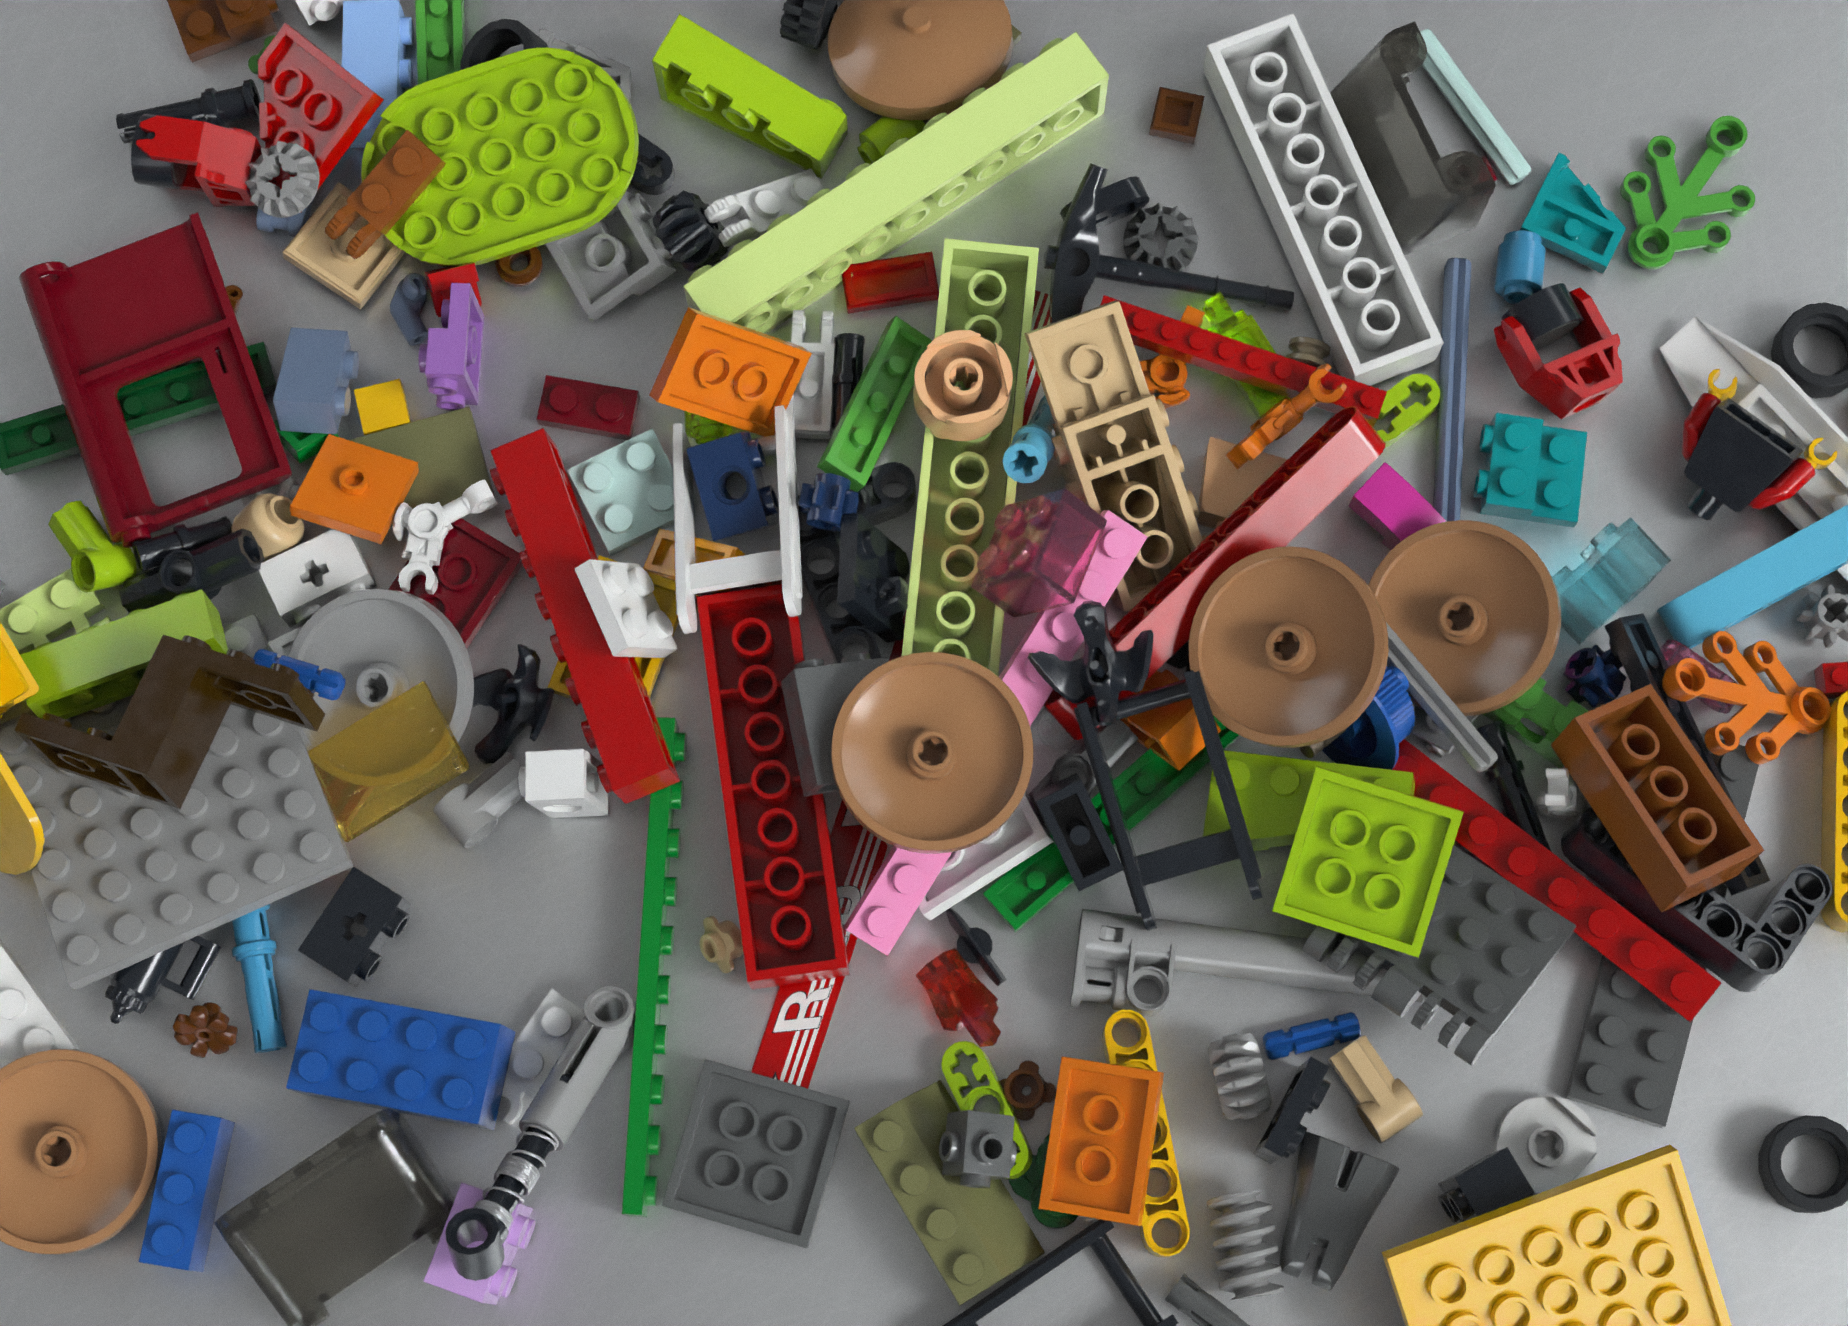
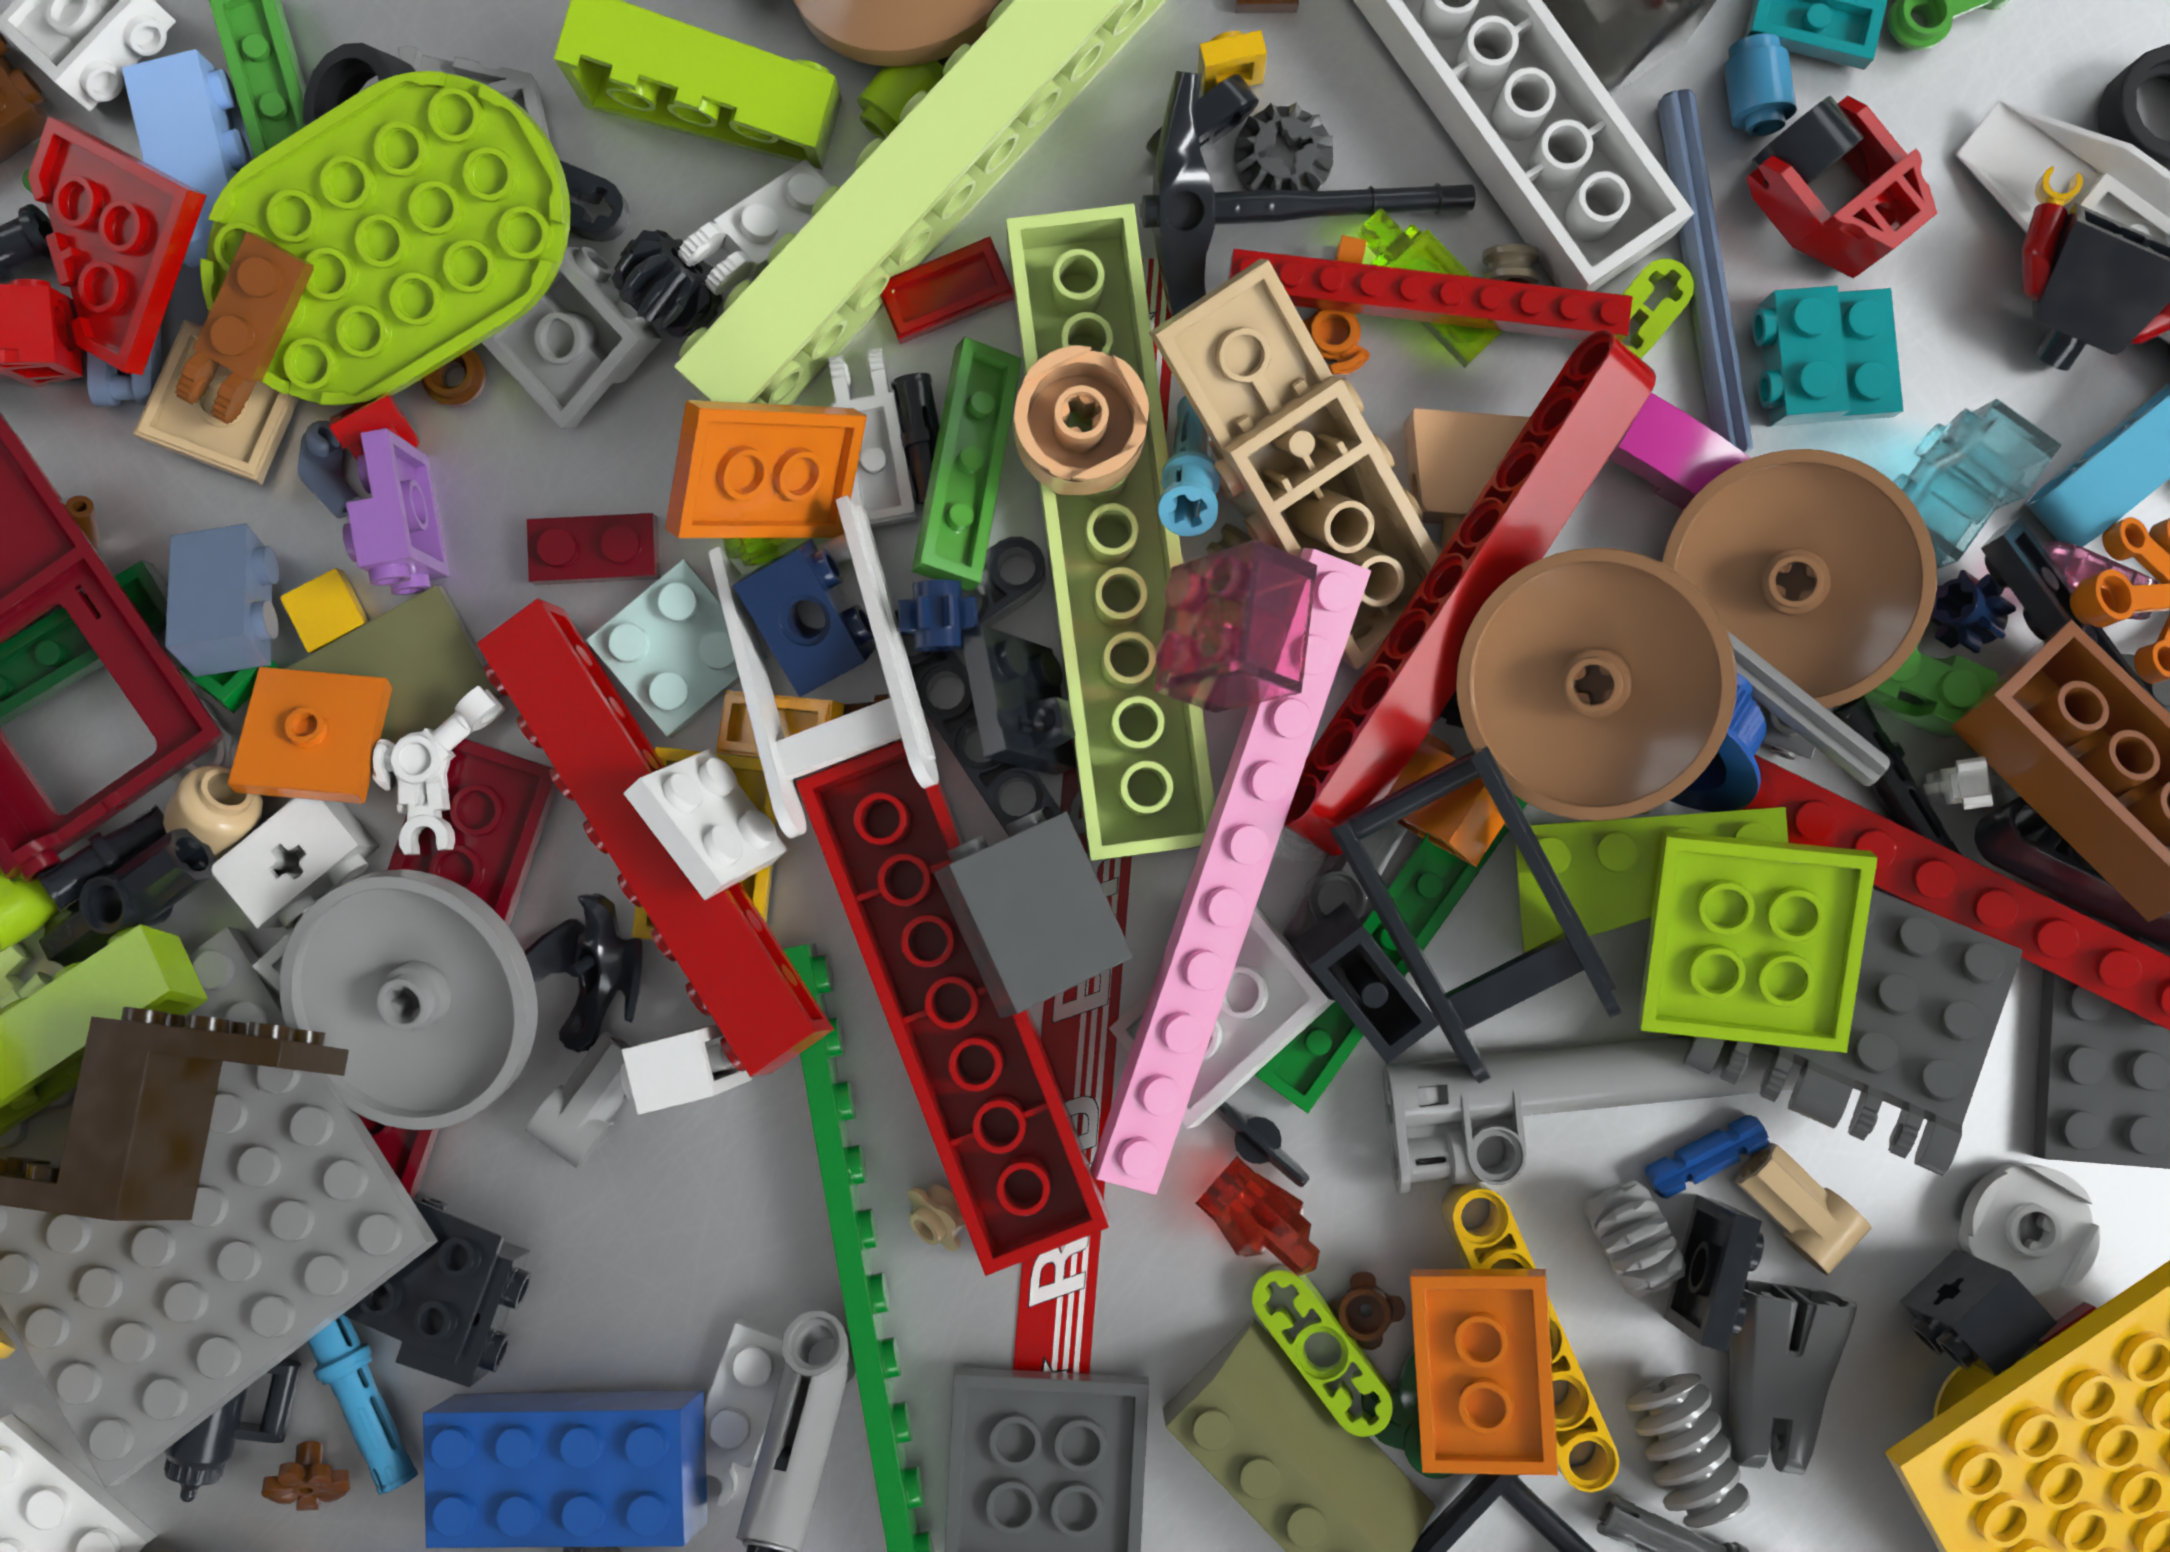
camera: 15 degrees left, 10 degrees up
(295, 192) = (118, 355): light grey gear -> none
(325, 681) = (297, 1010): blue axle -> none
(341, 905) = (438, 1292): none -> black hinge
(387, 761) = (446, 1096): clear yellow piece -> none
(932, 752) = (1159, 935): medium nougat dish -> none
(978, 1147) = (1331, 1420): dark grey brick -> none
(1102, 670) = (1354, 768): black animal -> none
(1137, 162) = (1231, 55): none -> yellow plate
(1283, 418) = (1504, 362): orange piece -> none

